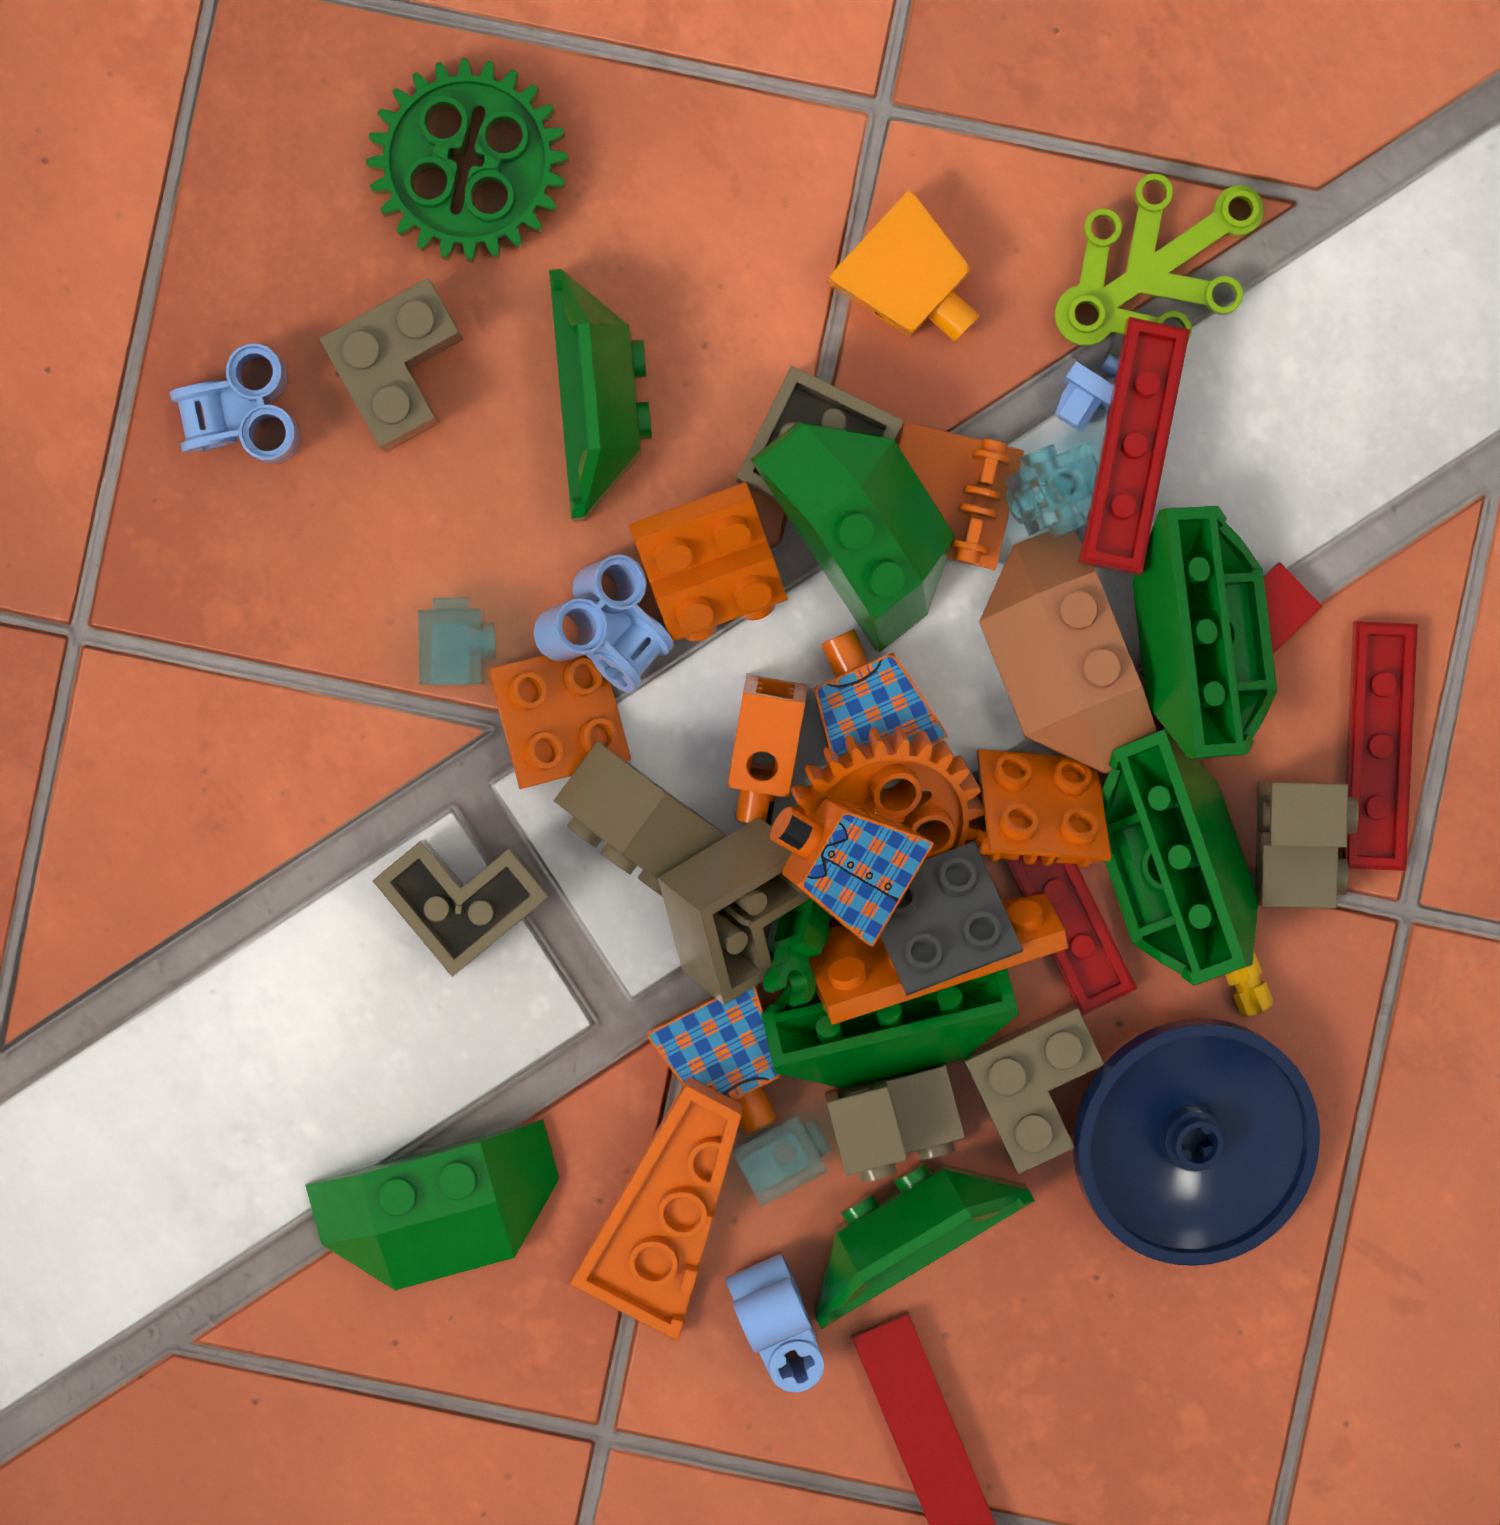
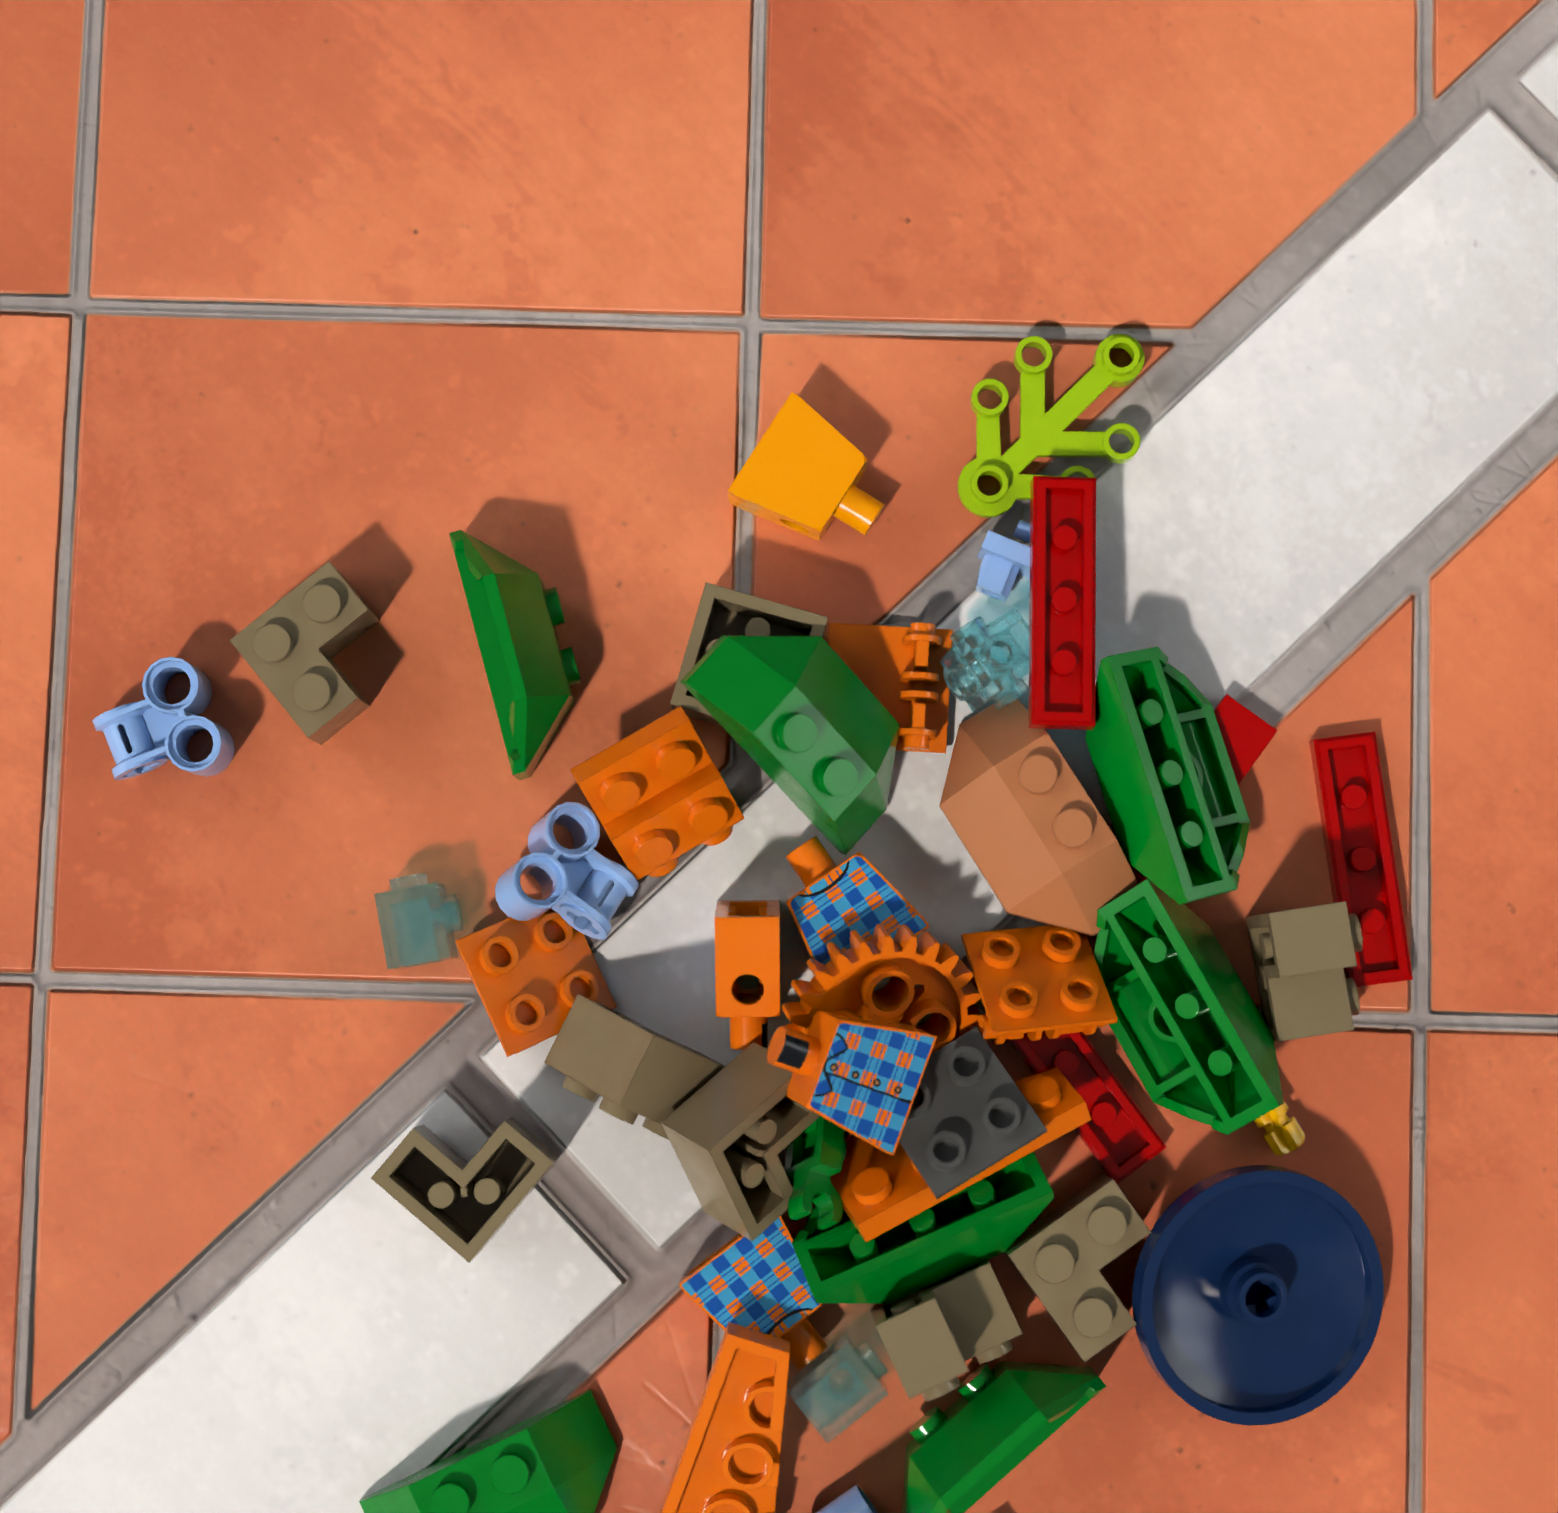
camera: 10 degrees left, 5 degrees down
(522, 172) = (297, 443): green gear -> none

